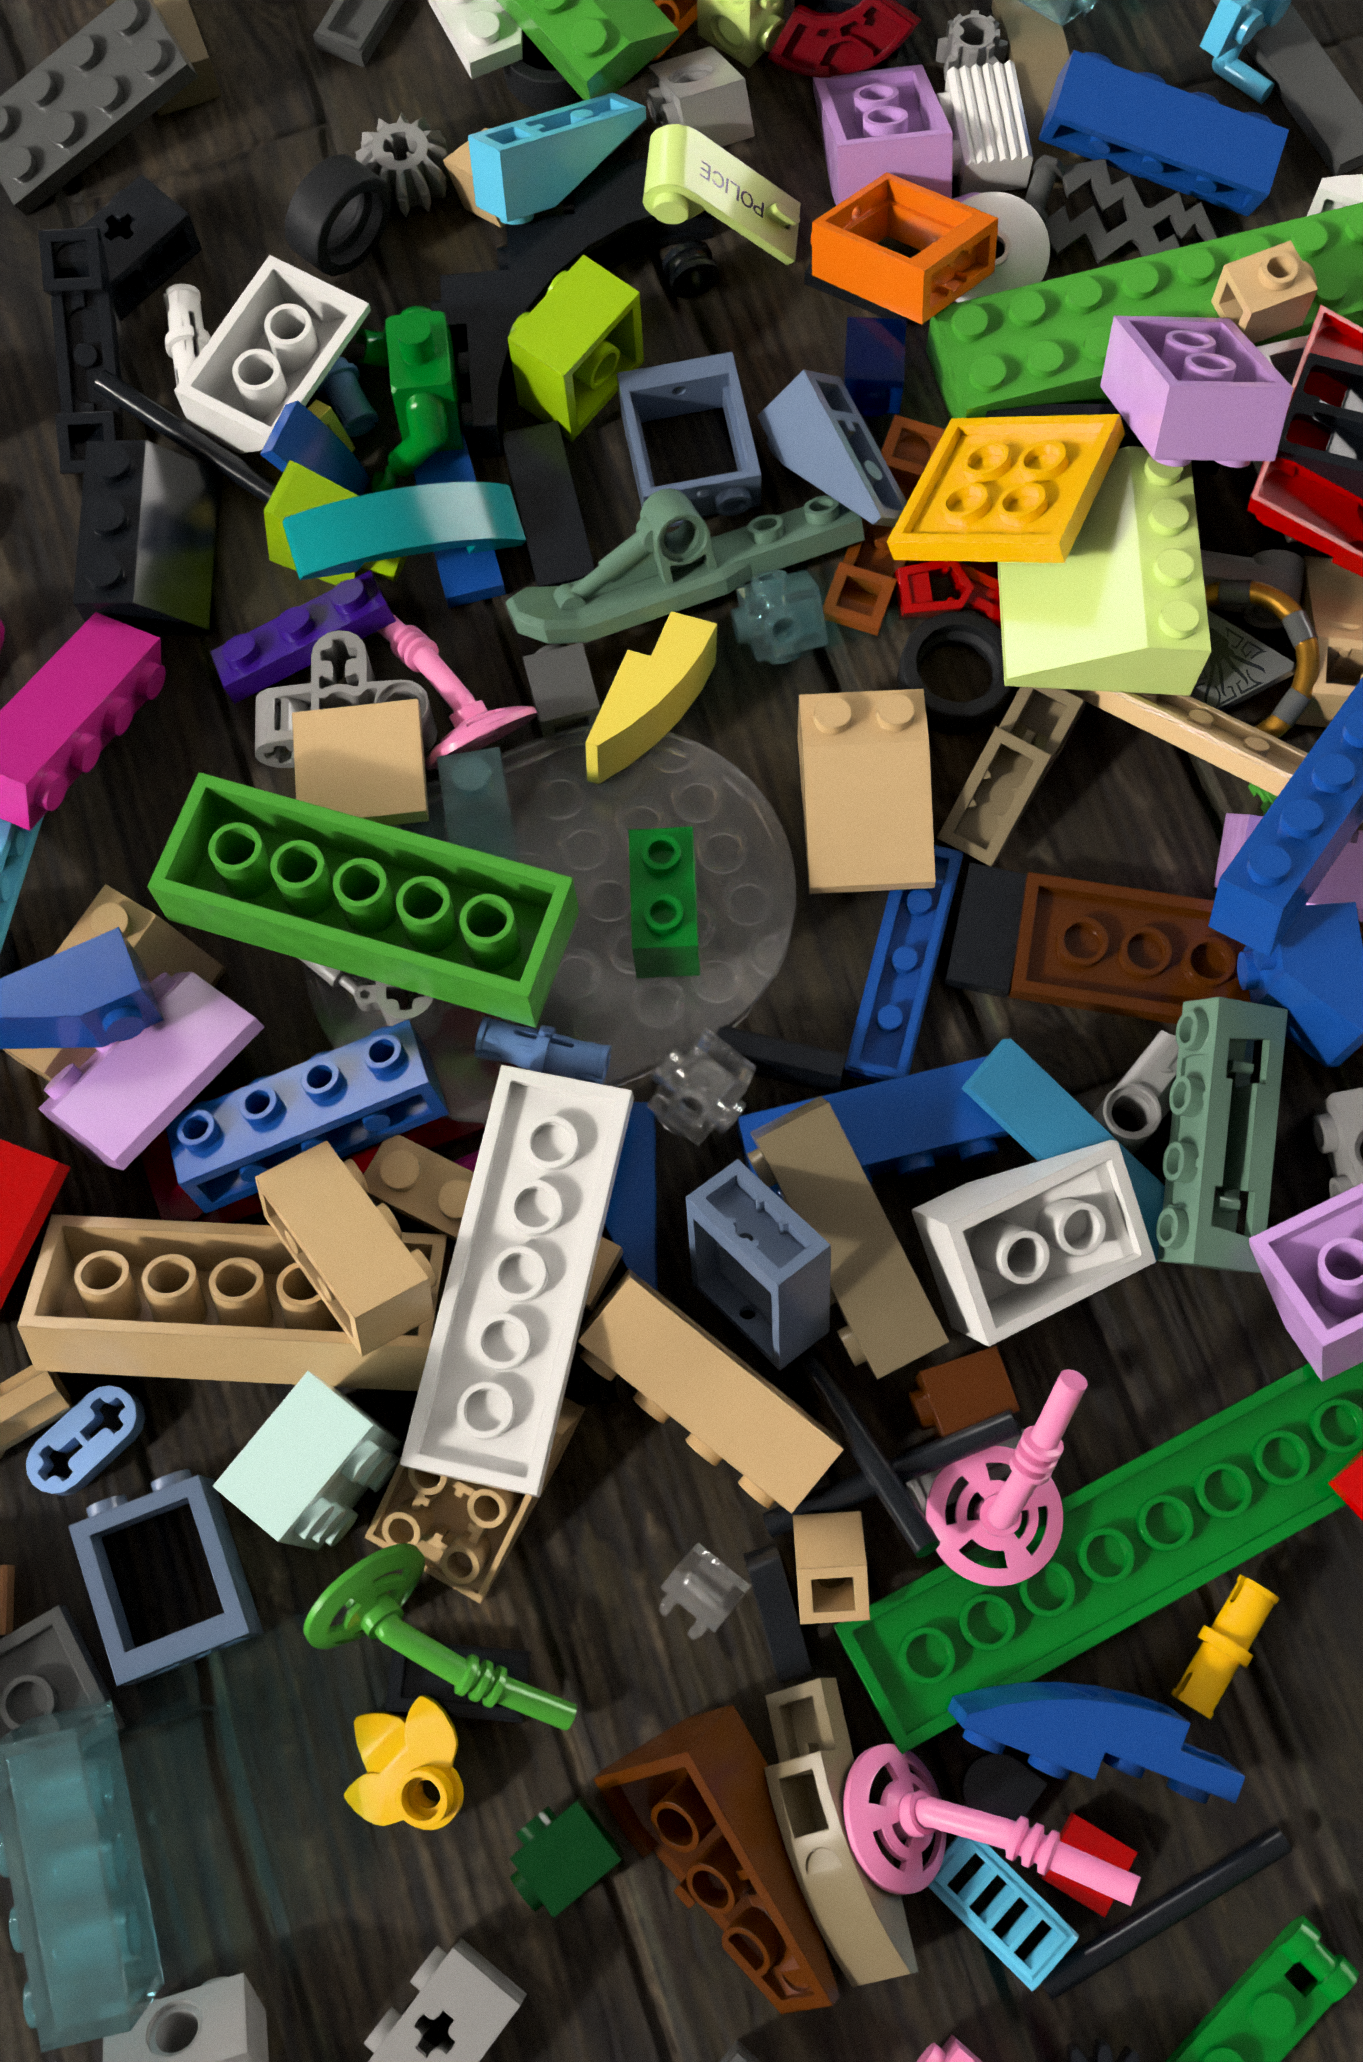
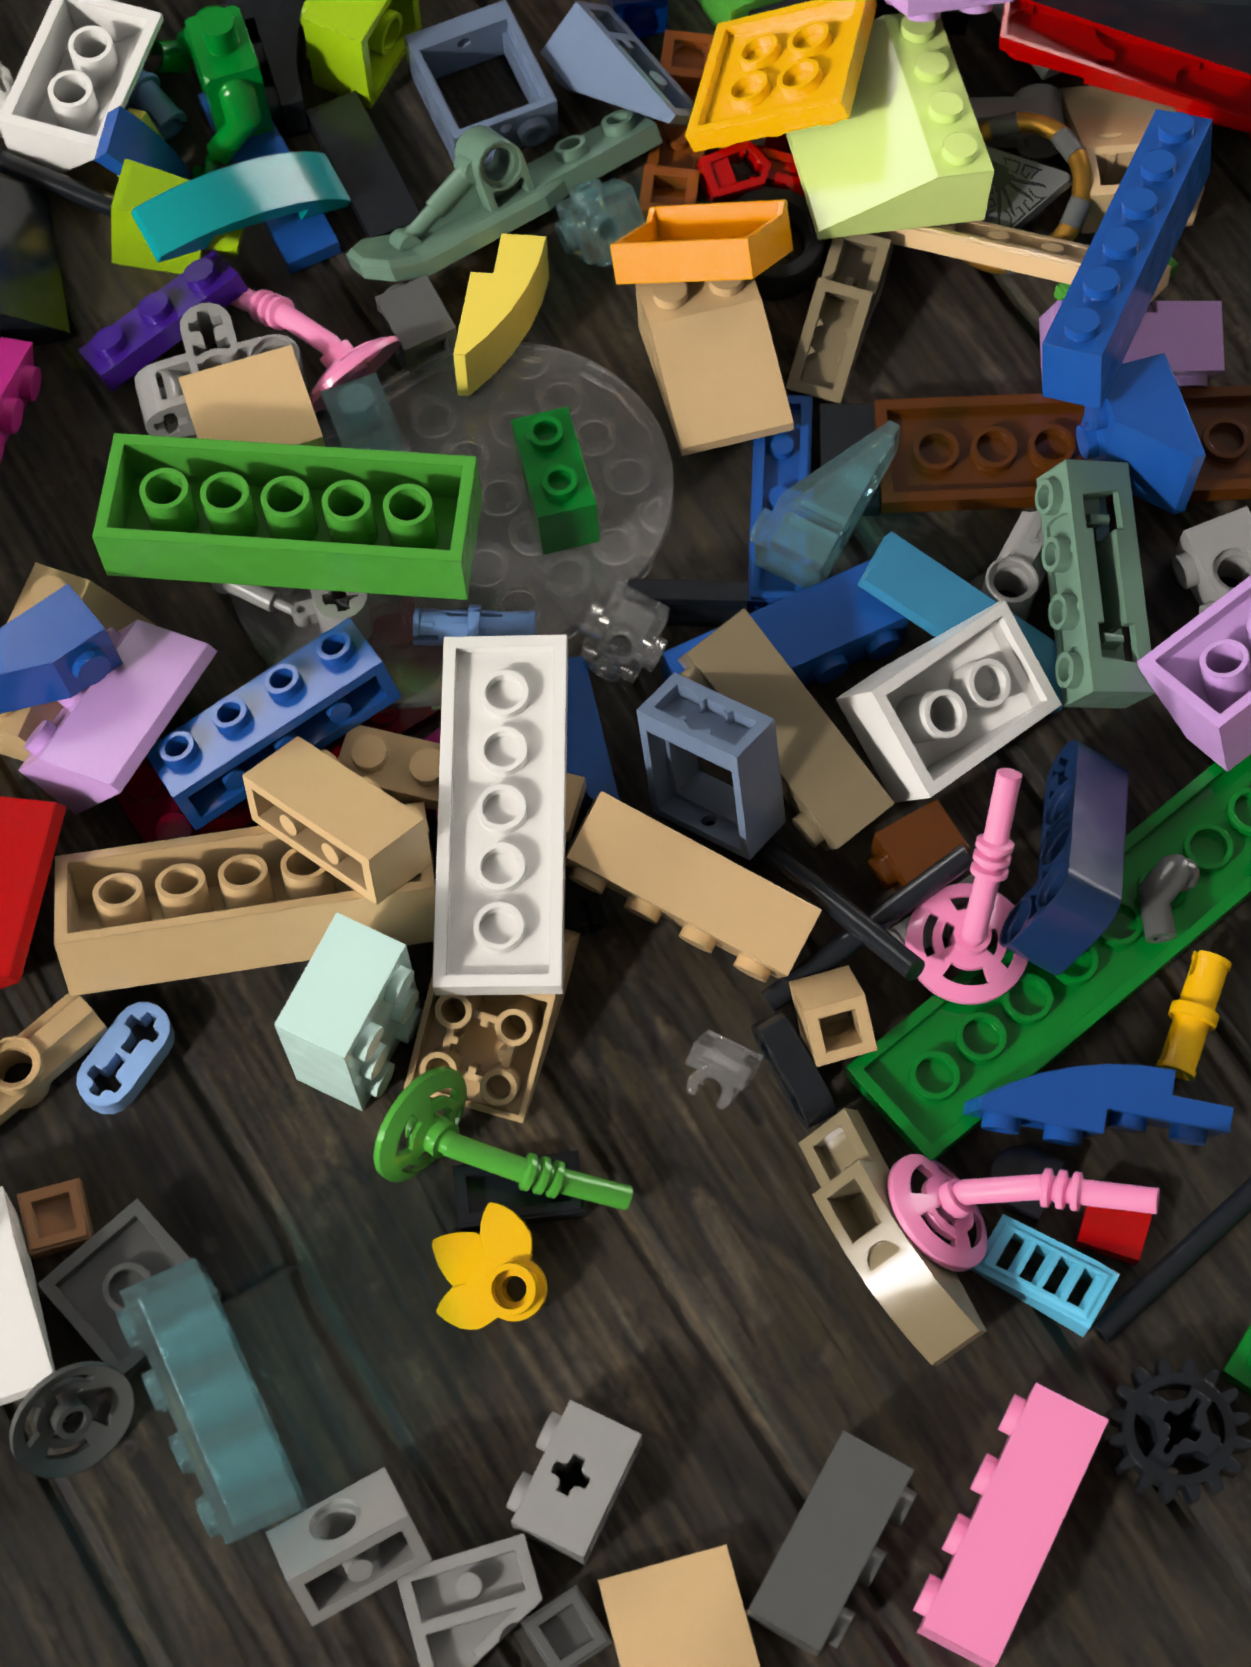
camera: 15 degrees left, 5 degrees down
(115, 1513) = (264, 1206): sand blue window -> none
(562, 1856) = (649, 1311): dark green brick -> none
(710, 1818) = (781, 1264): reddish brown wedge -> none
(880, 668) = (704, 242): none -> light orange container
(939, 994) = (820, 512): none -> clear light blue slope
(1137, 1454) = (1078, 862): none -> dark blue beam
(1217, 1503) = (1157, 891): none -> dark grey arm

